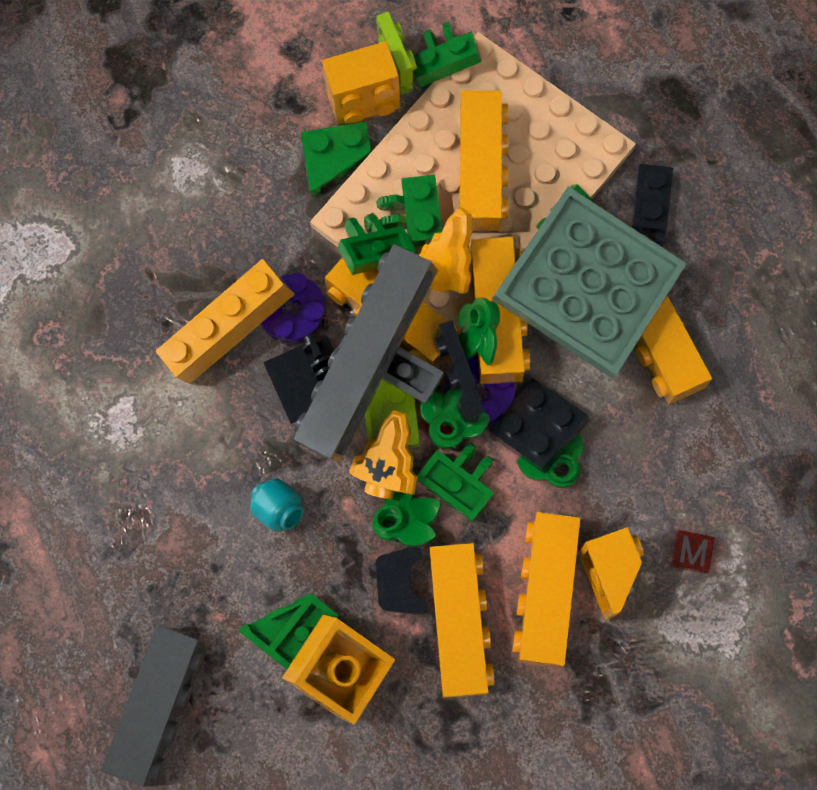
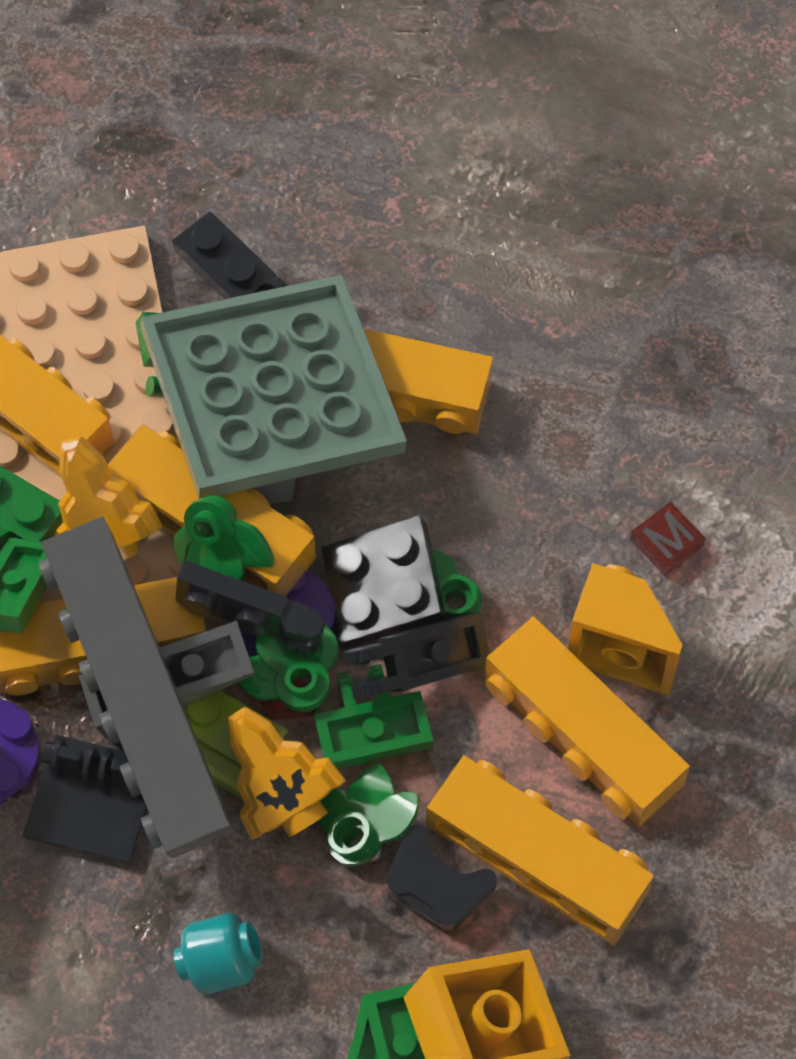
camera: 55 degrees left, 10 degrees down
(511, 478) = (423, 655): none -> black hinge

